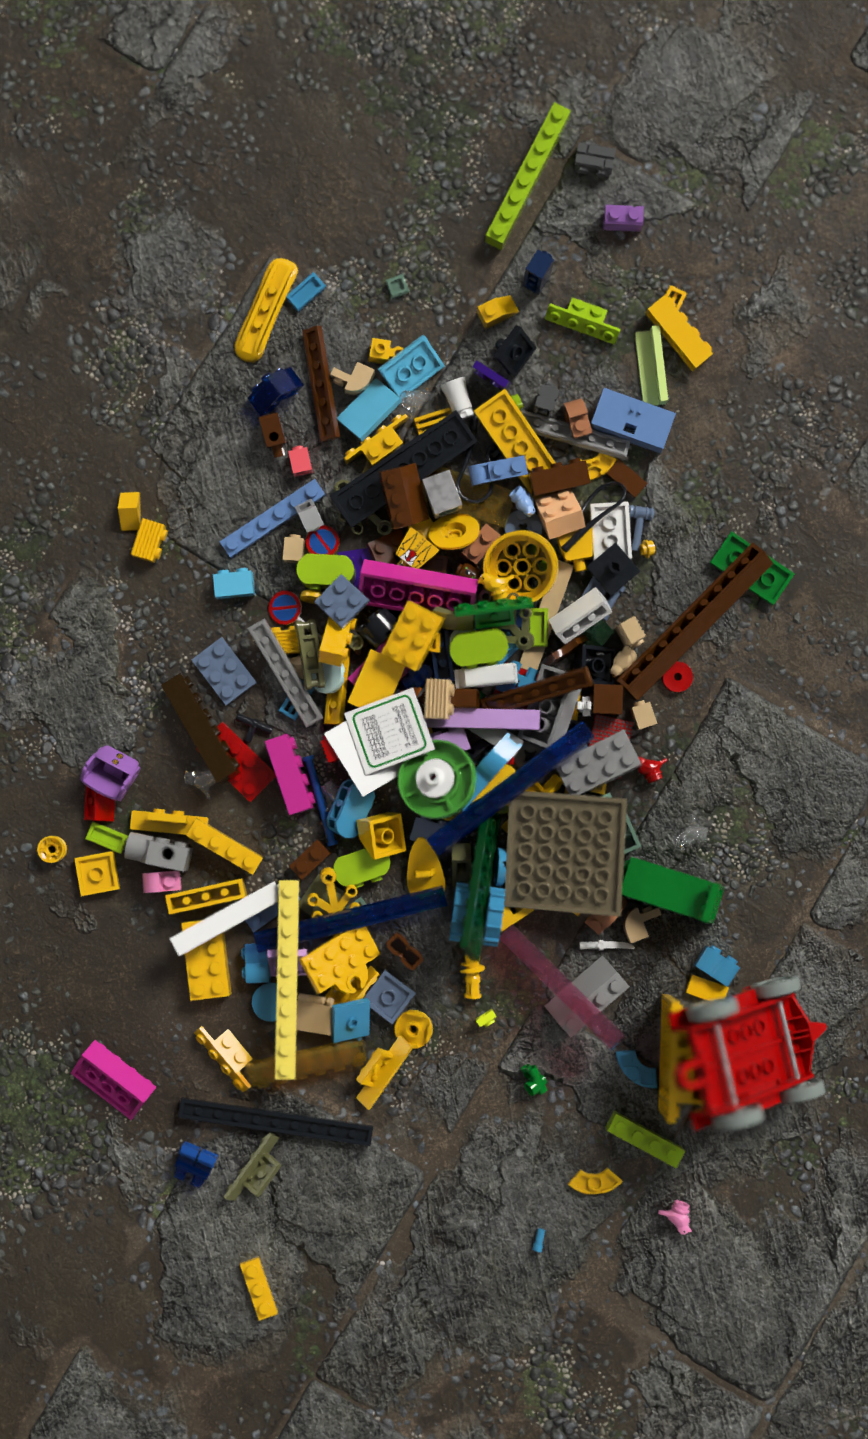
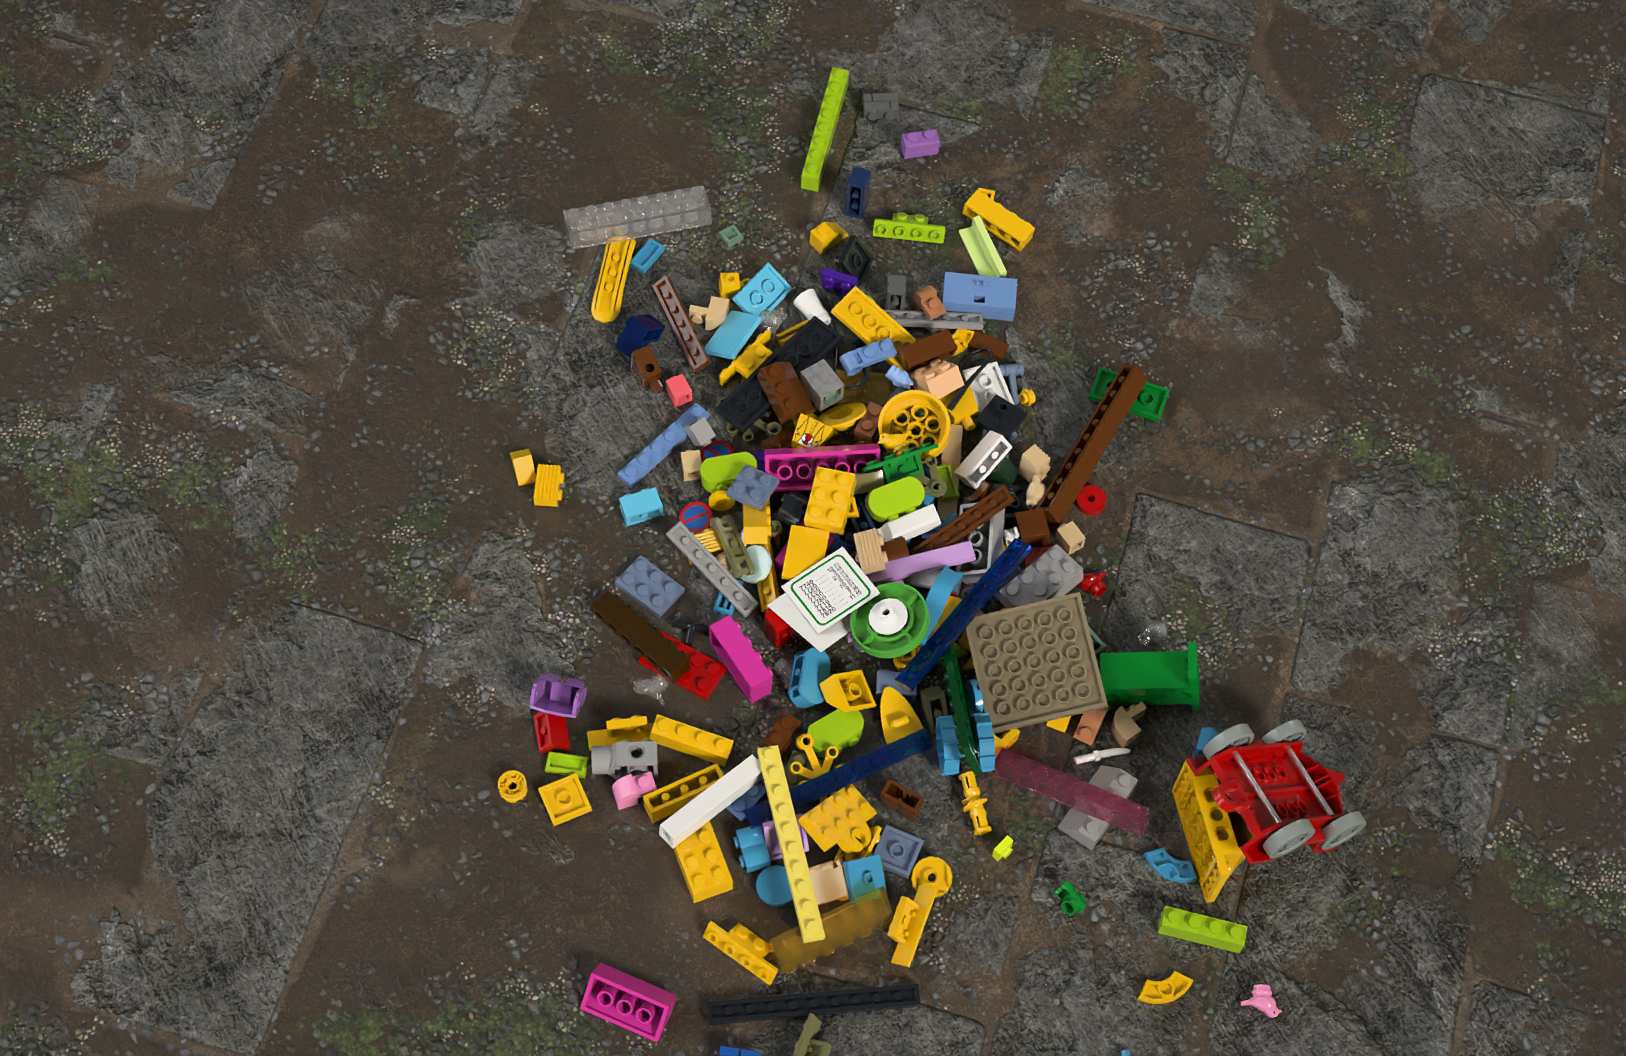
camera: 15 degrees left, 25 degrees down
(303, 246) = (637, 217): none -> clear brick
(319, 799) = (779, 687): blue bar -> none

